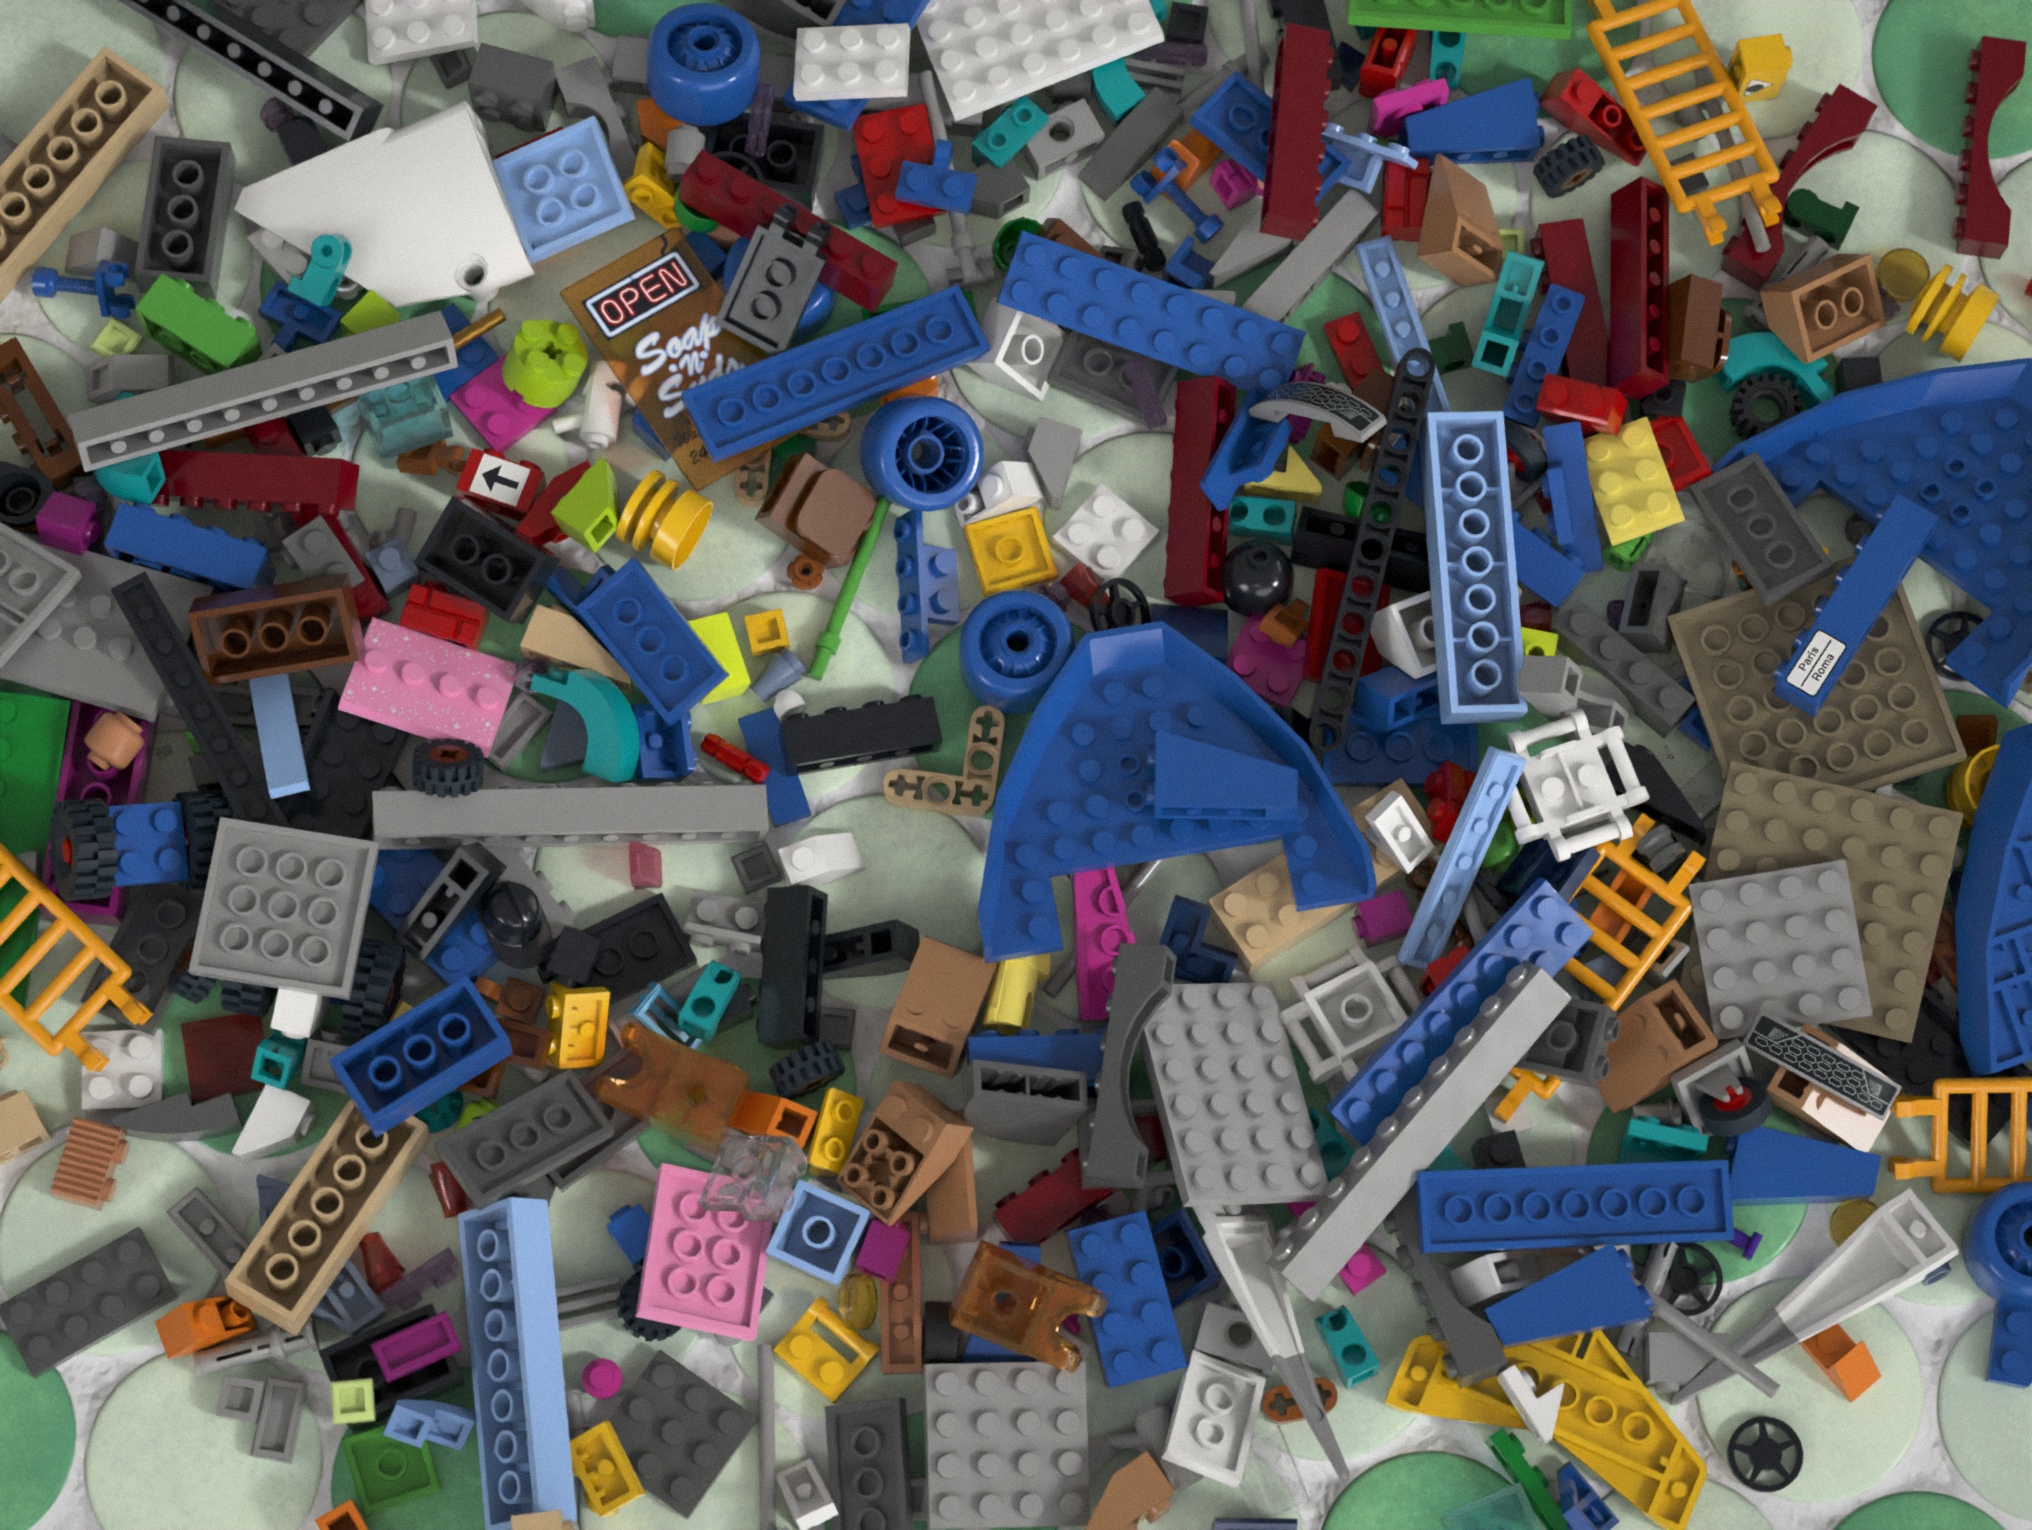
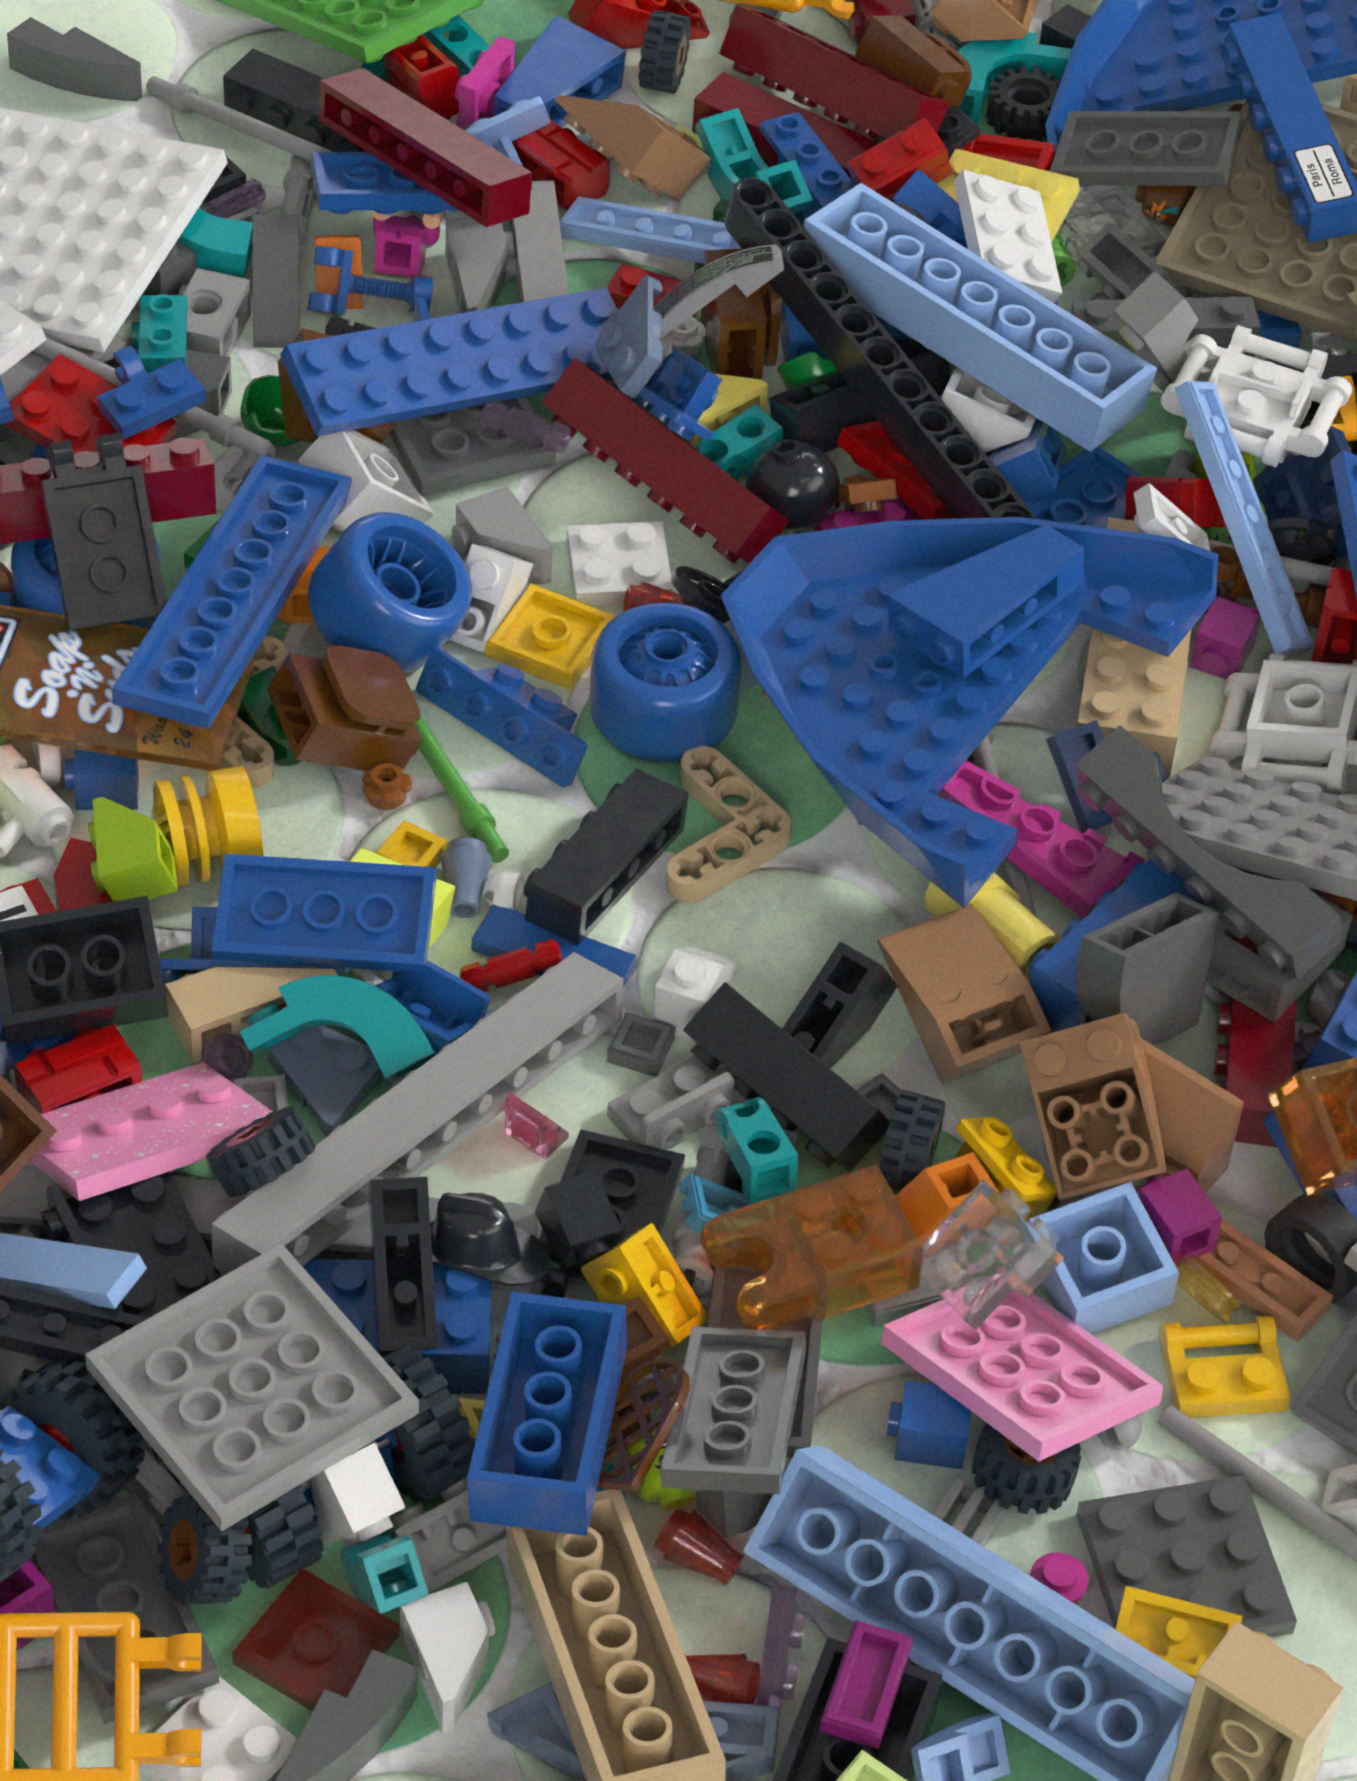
camera: 45 degrees left, 25 degrees down
(471, 1117) = (662, 1423): none -> reddish brown window
(1255, 396) = (632, 339): none -> sand blue wing
(1573, 523) = (1008, 230): none -> white plate

